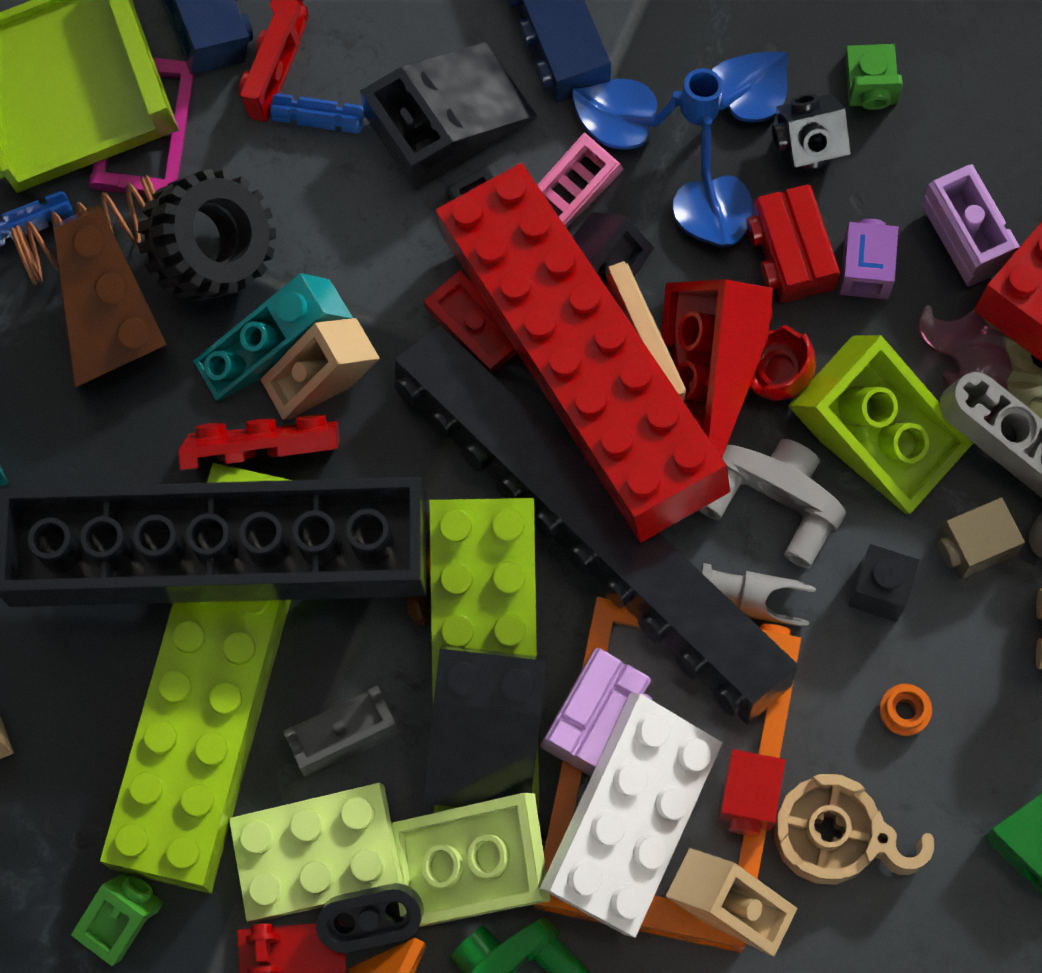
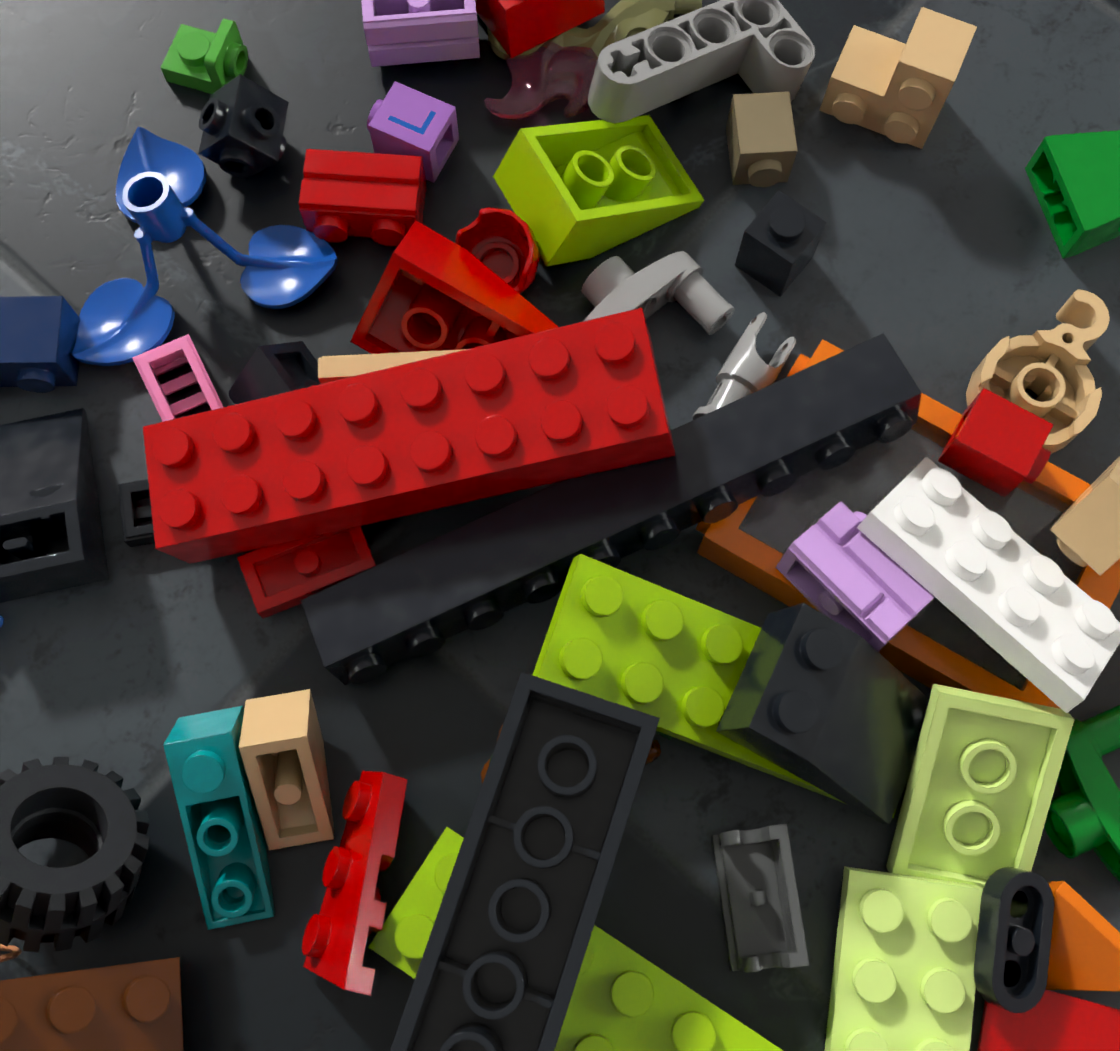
camera: 75 degrees left, 0 degrees up
(905, 694) = (923, 265): orange plate -> none

